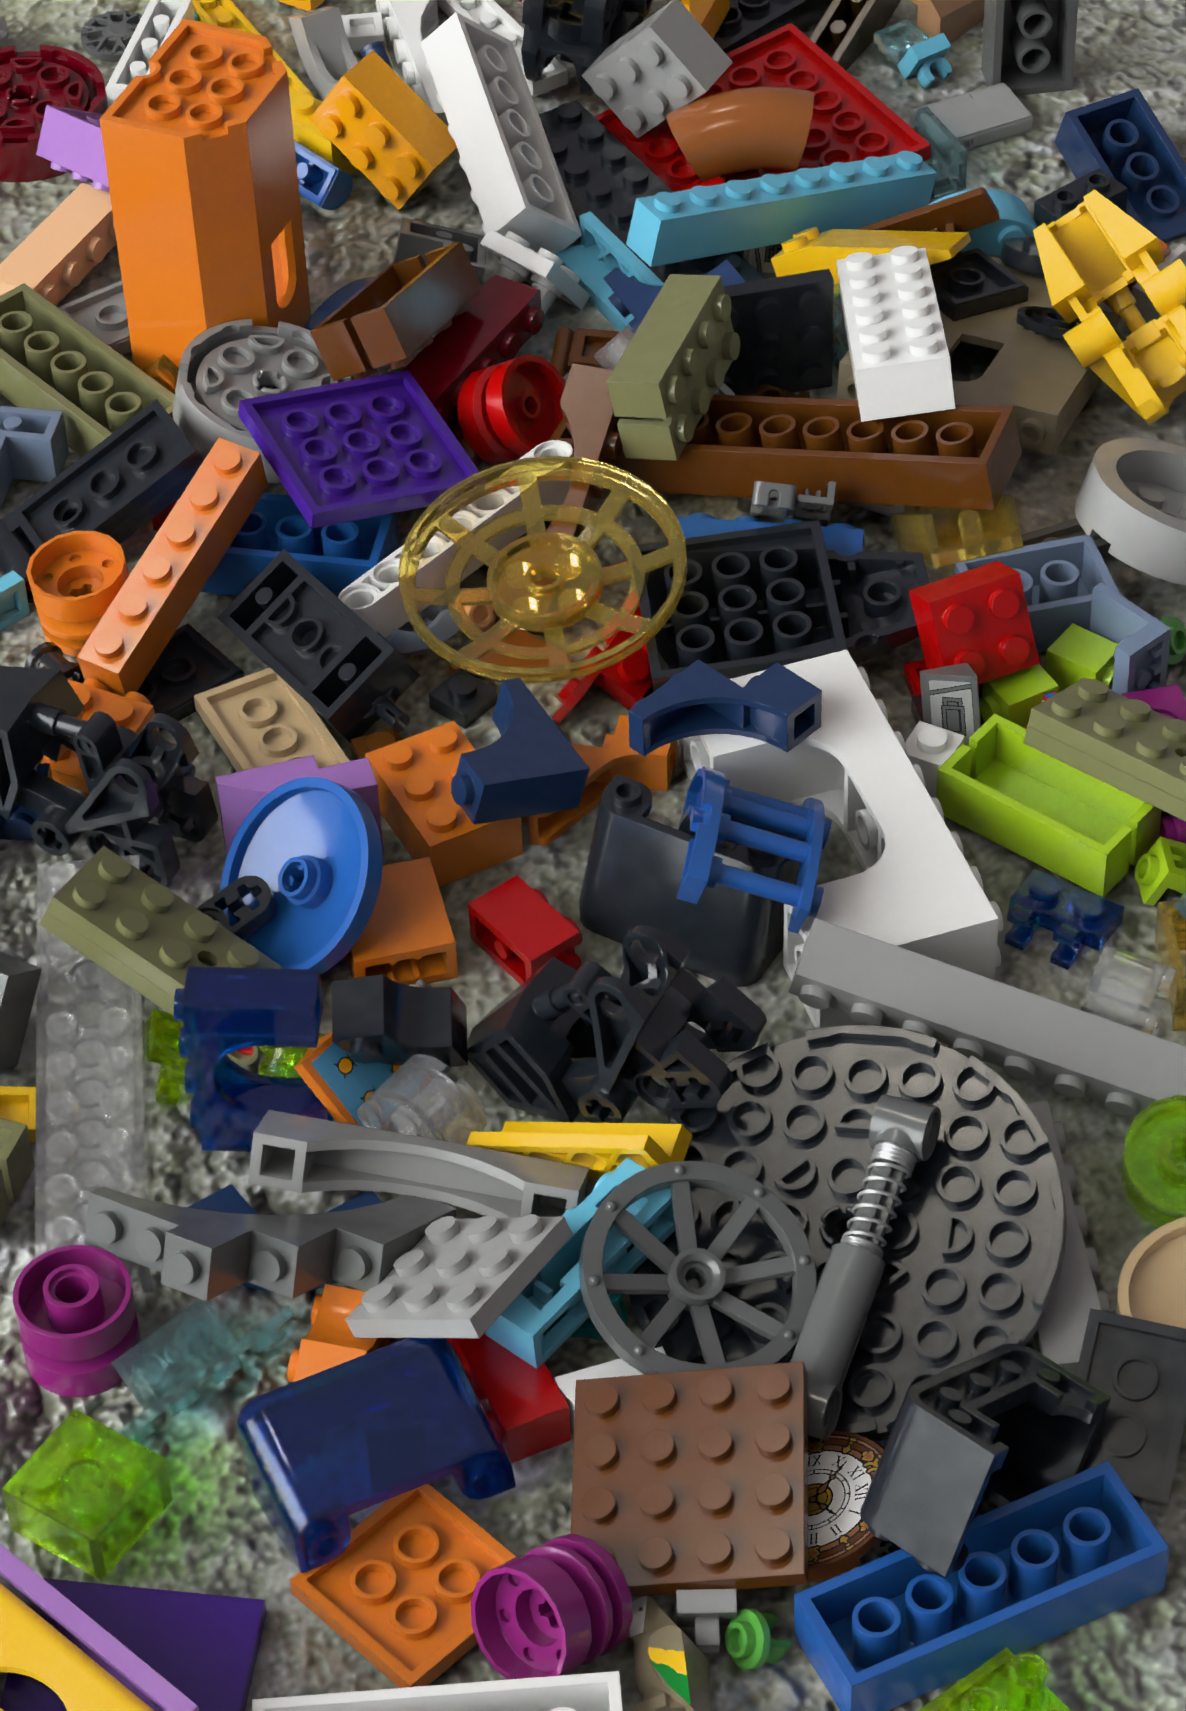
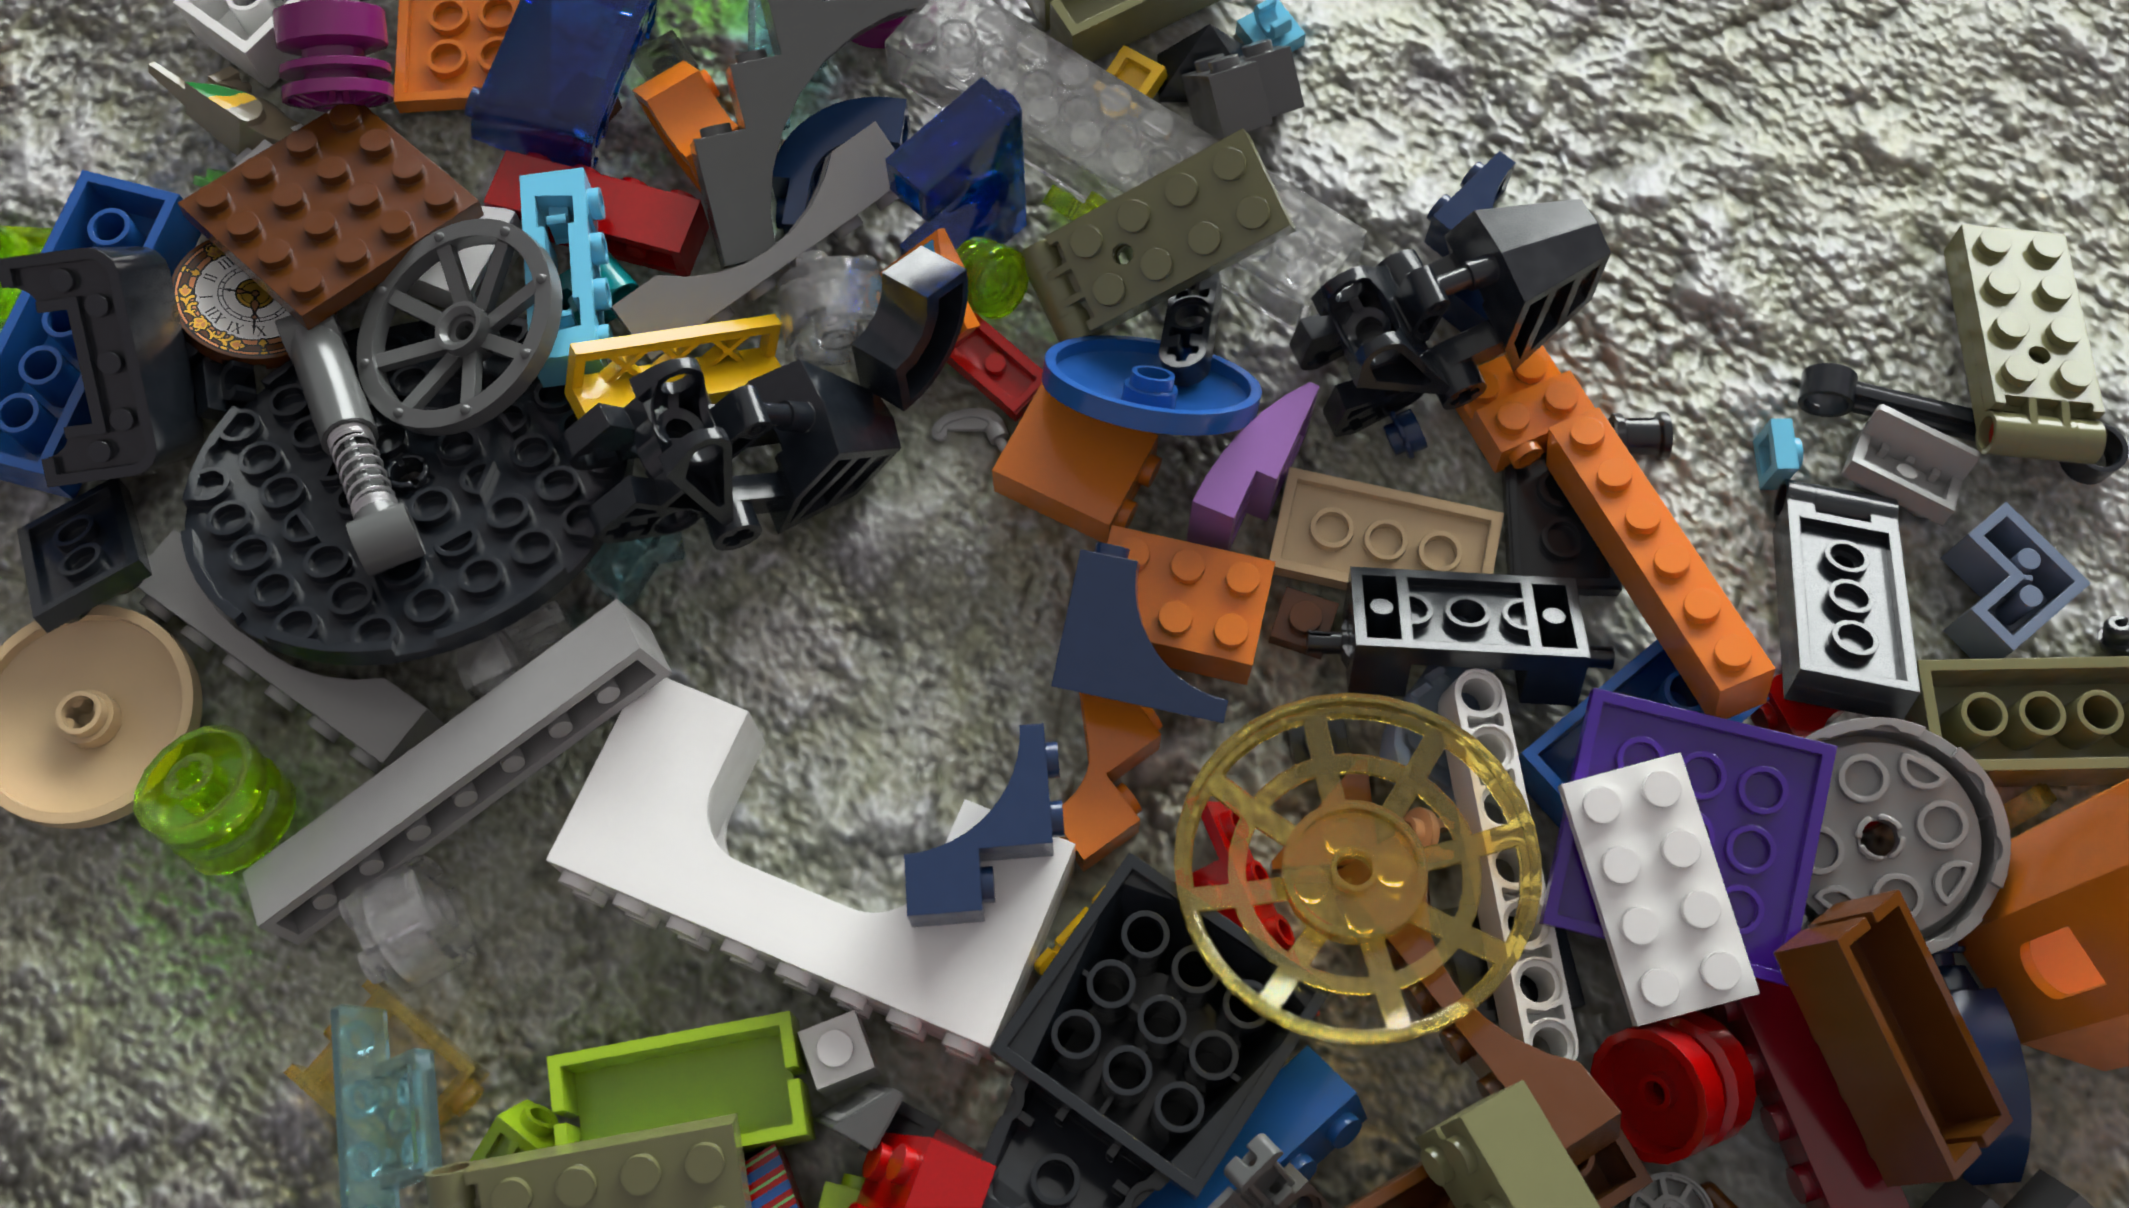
camera: 130 degrees right, 25 degrees up
(75, 584) = (1724, 495): orange wheel -> none
(412, 436) = (1657, 890): none -> white plate
(459, 1277) = (616, 170): light grey plate -> none
(522, 929) = (970, 552): red brick -> none
(636, 880) = (938, 656): black windscreen -> none
(730, 814) = (872, 711): blue fence -> none
(1067, 911) = (582, 1017): clear blue plate -> none

